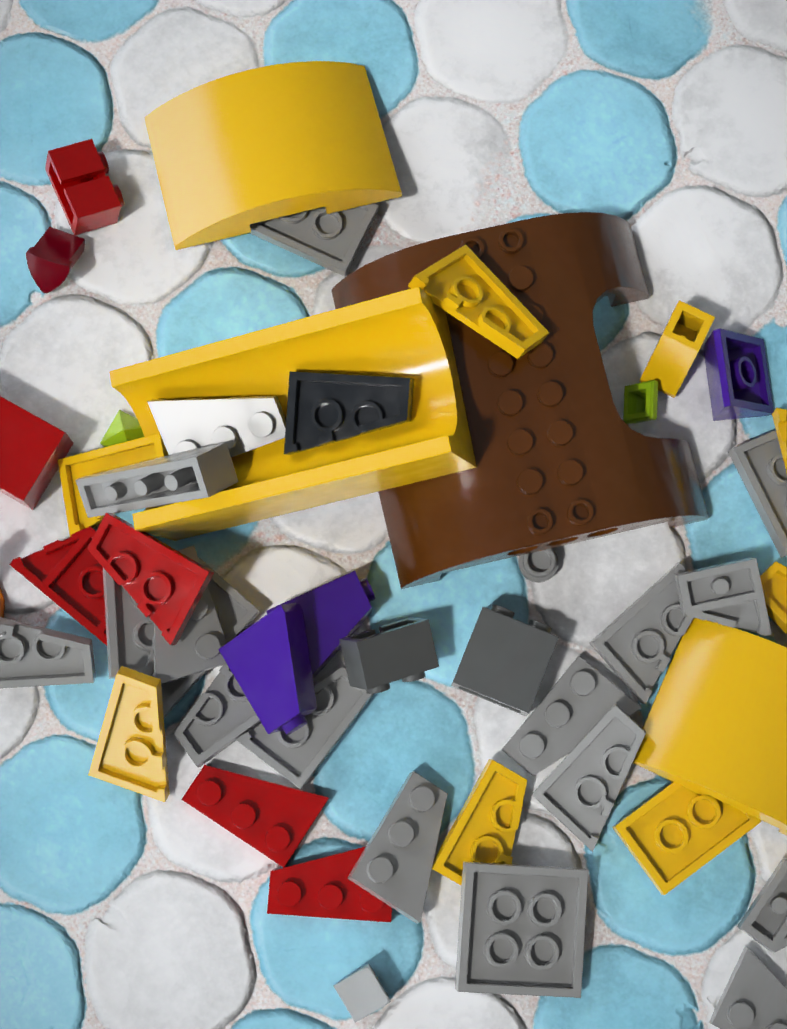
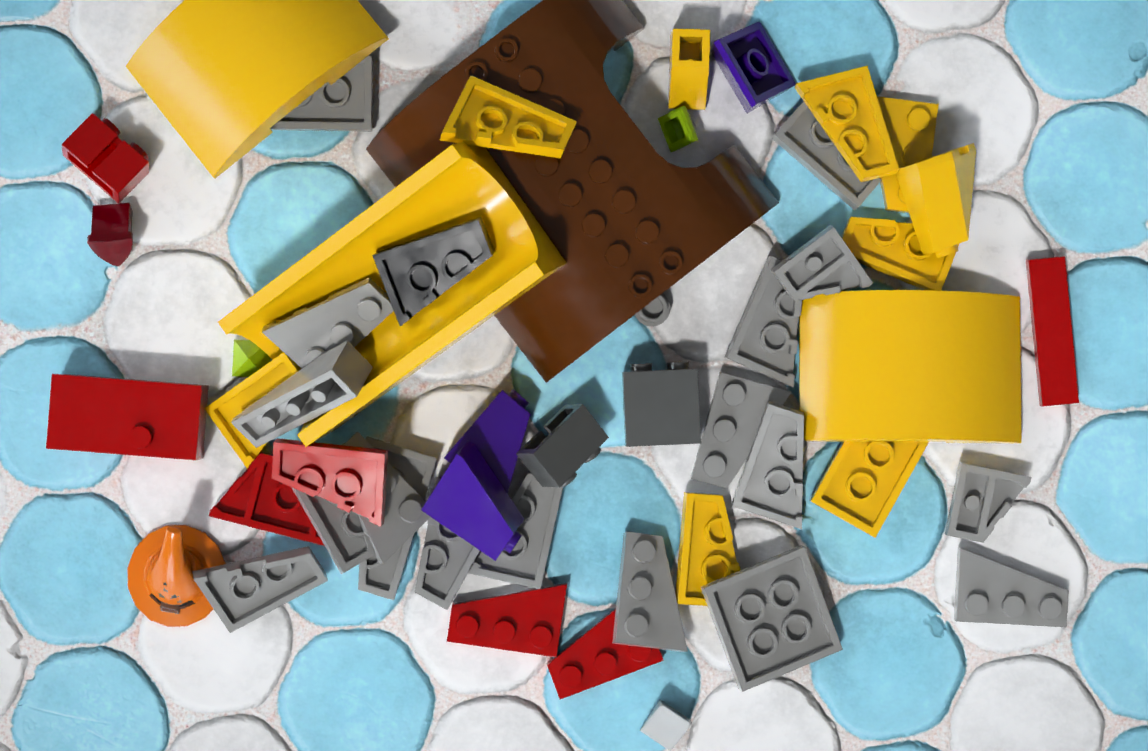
camera: 25 degrees left, 10 degrees up
(133, 737) = (384, 611): yellow wing -> none

